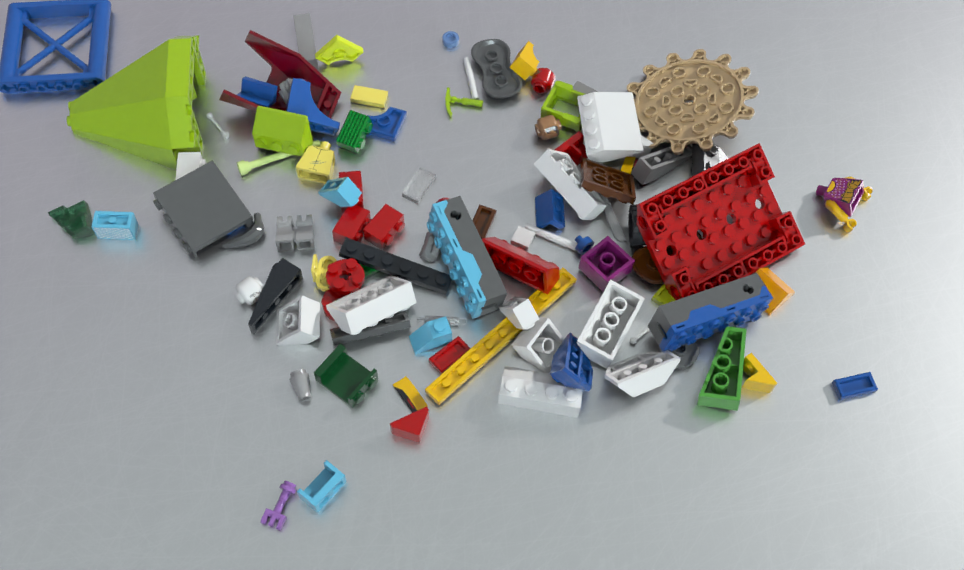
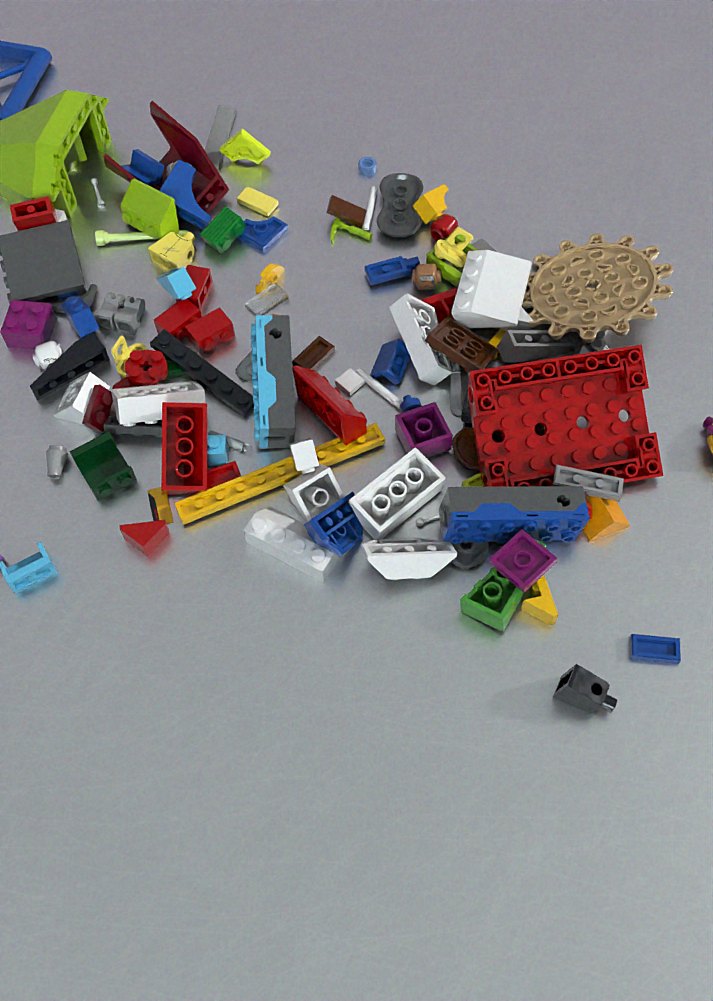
camera: 25 degrees right, 0 degrees up
(180, 163) = (33, 213): none -> red brick
(216, 267) = (28, 324): none -> magenta brick
(263, 246) = (79, 315): none -> blue brick
(321, 326) = (98, 408): none -> dark red plate
(413, 163) = (269, 276): none -> yellow plate
(416, 339) = (184, 448): none -> red slope
(453, 86) = (346, 211): none -> reddish brown tile
(513, 129) = (390, 269): none -> blue hinge
(562, 100) = (453, 252): none -> light yellow bracket
(737, 348) = (523, 560): none -> magenta plate
(763, 267) = (593, 483): none -> light grey tile
(819, 437) = (584, 690): none -> black torso

